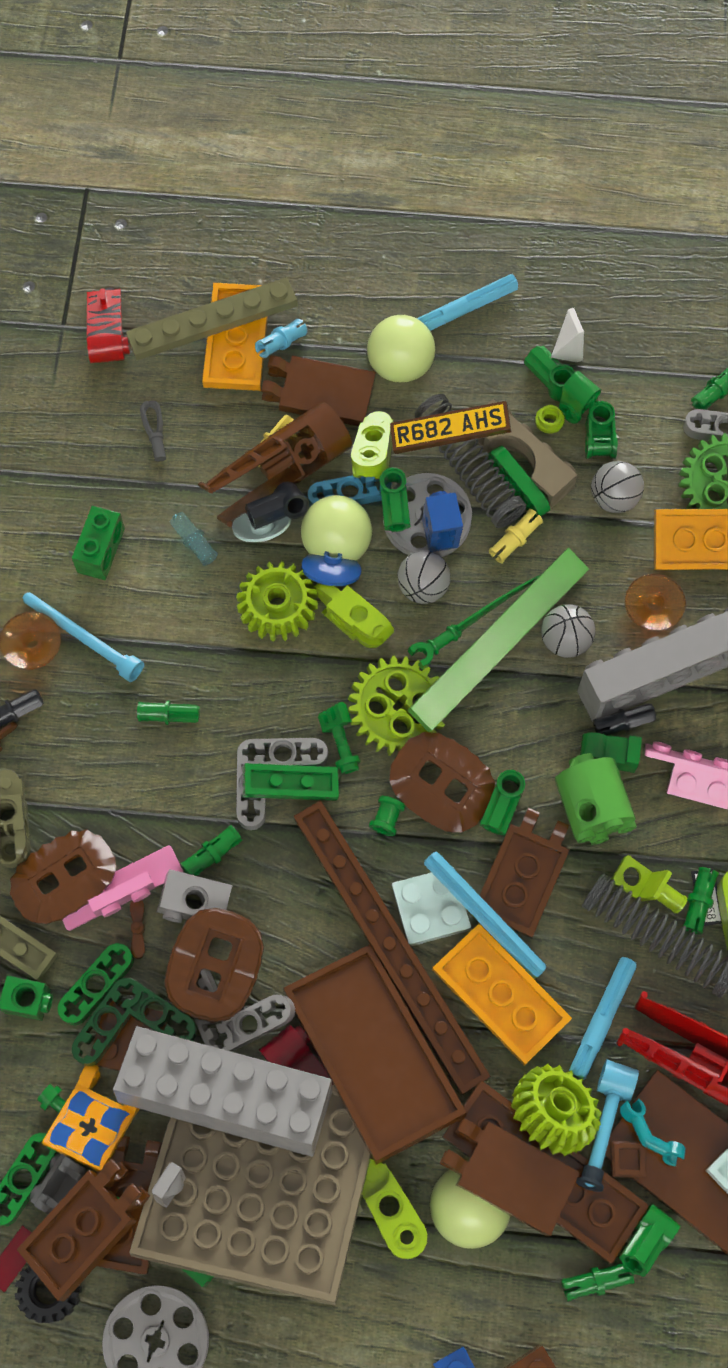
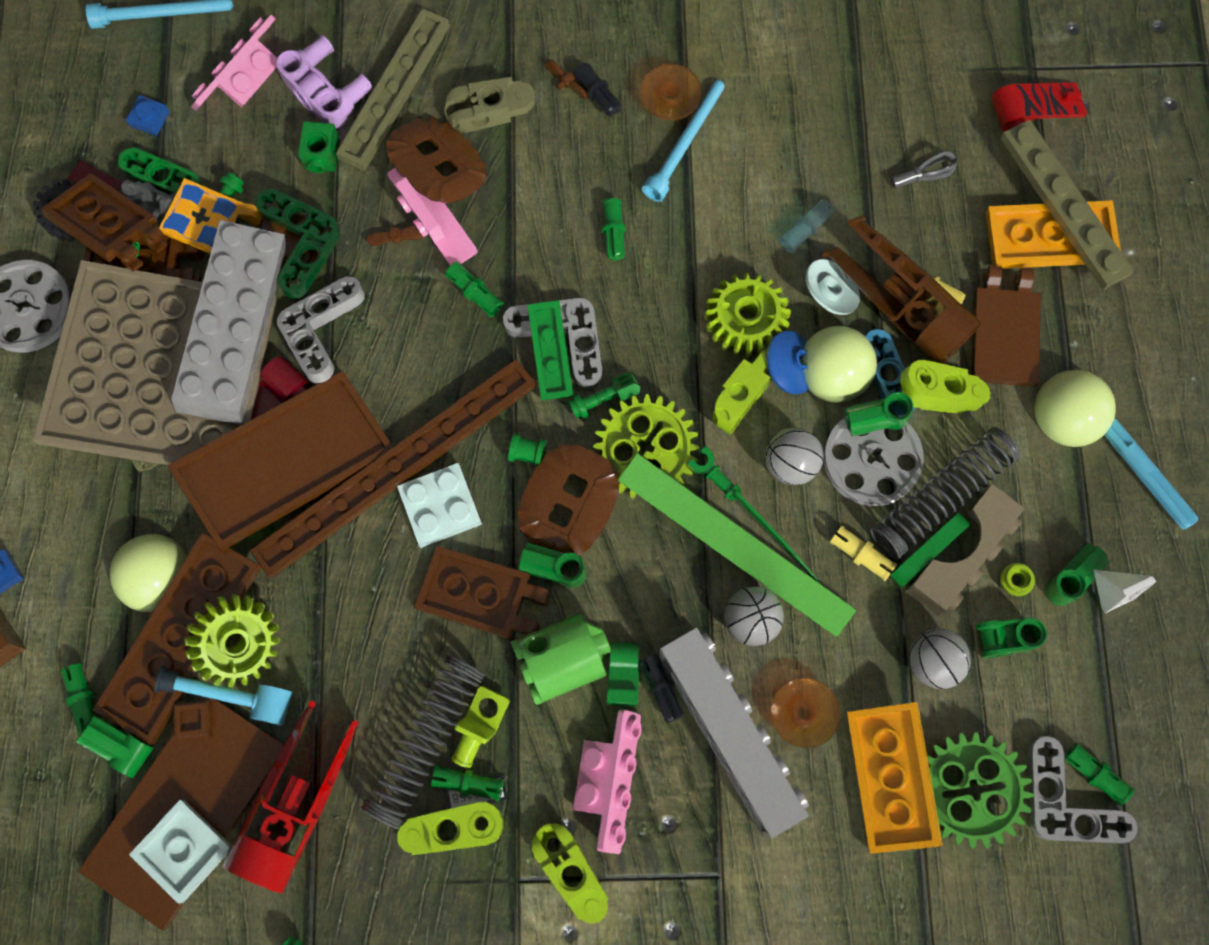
camera: 85 degrees right, 5 degrees up
(72, 996) = (334, 195): green beam -> none
(98, 543) = (784, 135): green brick -> none
(169, 1184) = (138, 282): light grey tile -> none
(180, 884) = (428, 294): light grey brick -> none
(191, 956) = (360, 278): reddish brown piece -> none
(281, 338) = (1058, 277): medium azure pin -> none
(284, 502) = (855, 303): black piece -> none
(382, 1184) = (123, 498): lime piece -> none
(442, 521) = (857, 462): blue brick -> none
(450, 427) = (975, 462): tile -> none
(485, 915) = (429, 555): medium azure axle -> none
(501, 994) = (352, 582): light orange plate -> none
(512, 1175) = (165, 600): reddish brown tile -> none
(578, 396) = (1047, 603): green piece -> none
(602, 1018) = (337, 687): medium azure axle -> none
(668, 1150) = (199, 759): teal arm -> none

